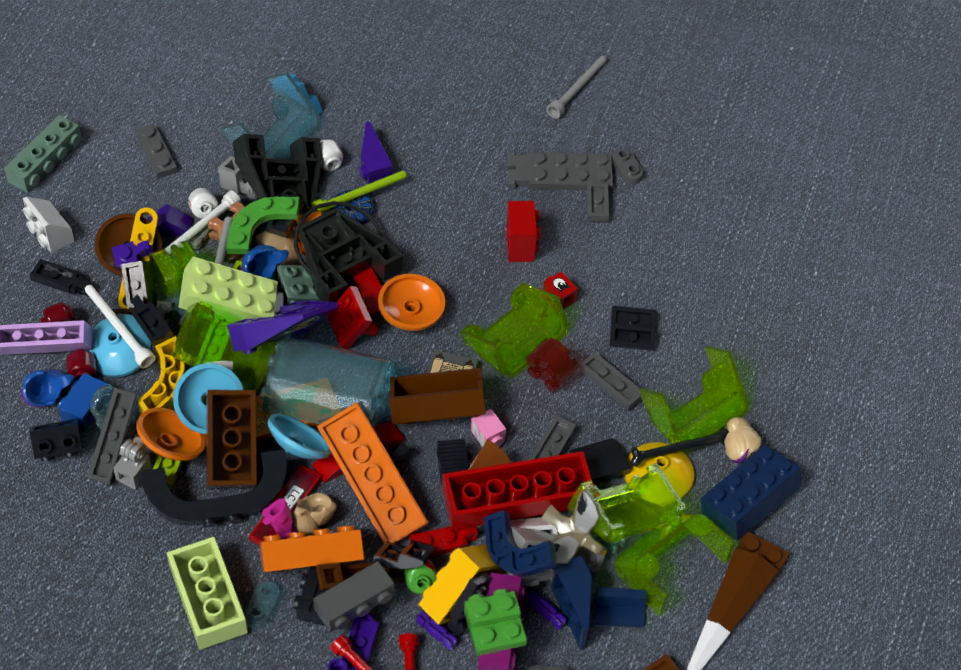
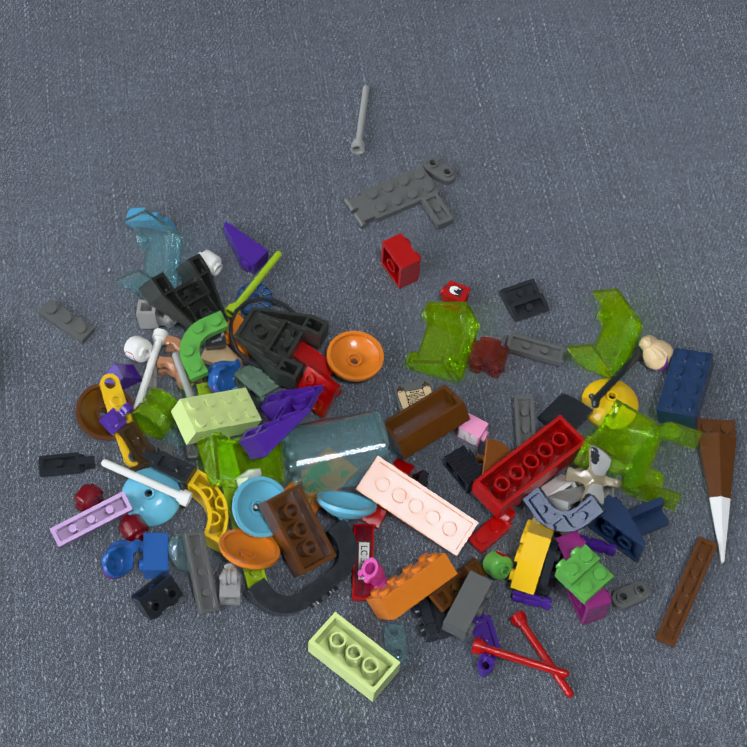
camera: 30 degrees left, 5 degrees up
(47, 223) = (25, 425): white slope -> none
(313, 512) = (390, 555): tan hair -> none
(401, 557) = (483, 556): black slope -> none

